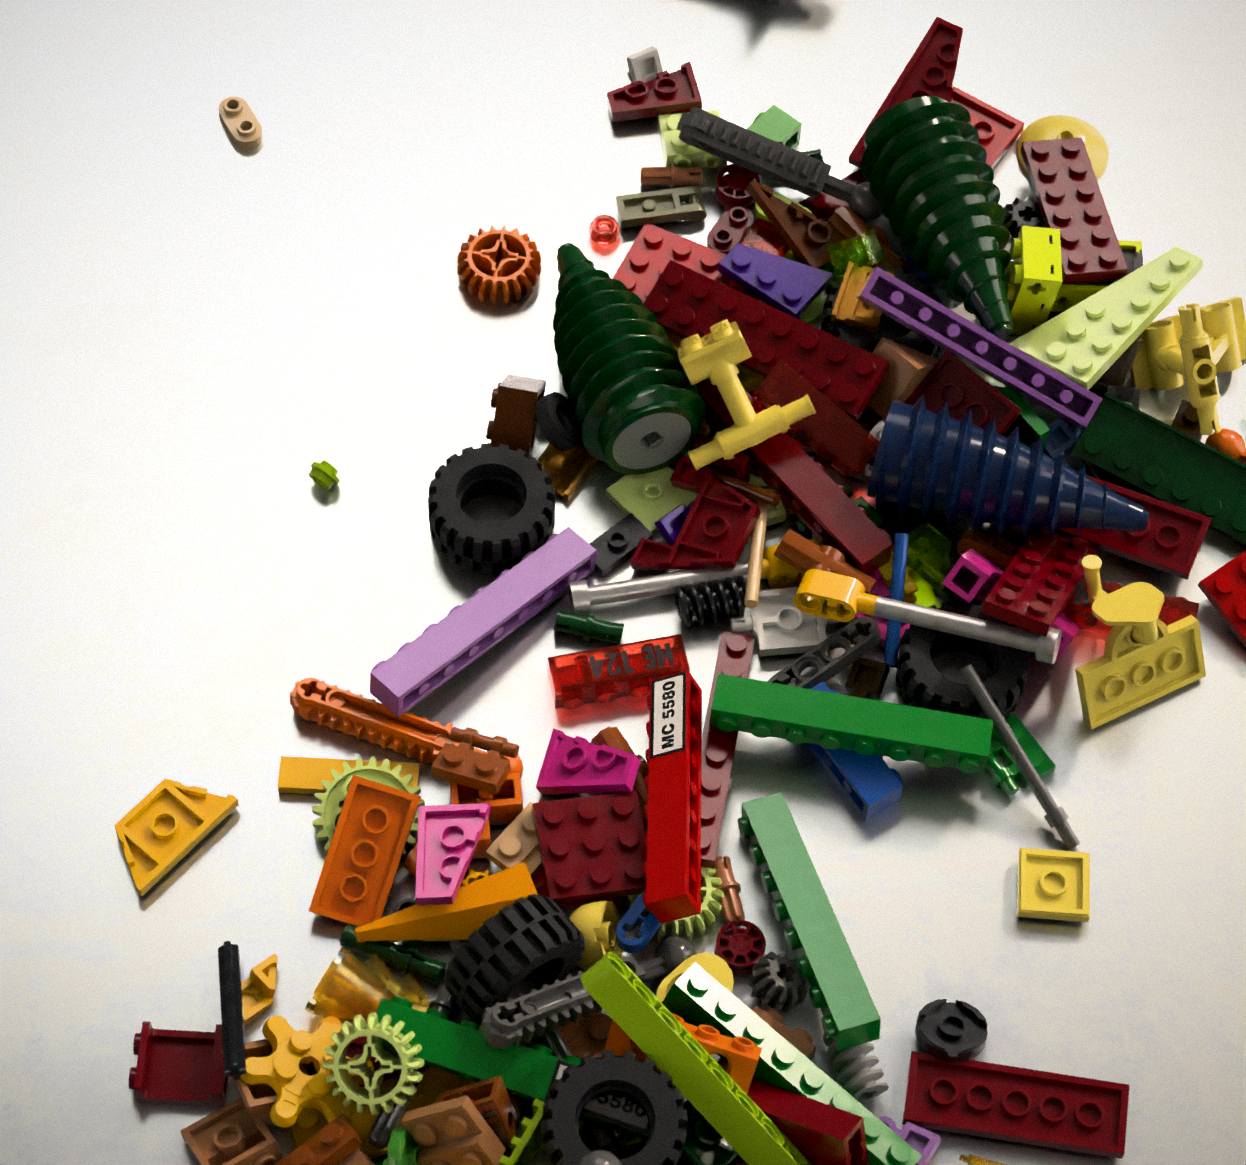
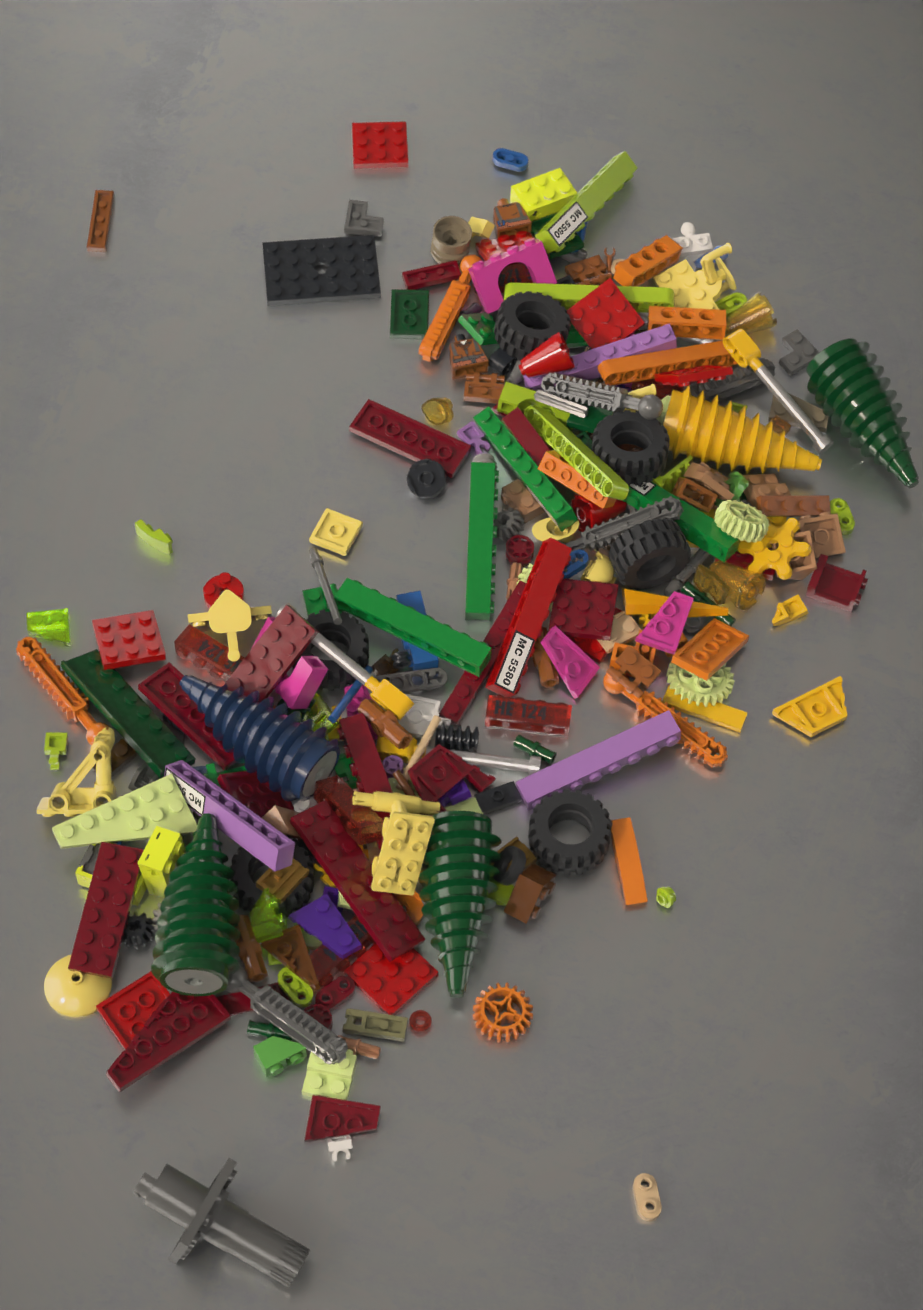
camera: 160 degrees left, 0 degrees up
(232, 1011) = (806, 589): black axle -> none
(394, 504) = (628, 861): none -> orange slope
(782, 525) = (392, 762): none -> medium lavender wheel
(846, 683) = (401, 660): none -> black bush
(1176, 709) = (221, 583): none -> red plate

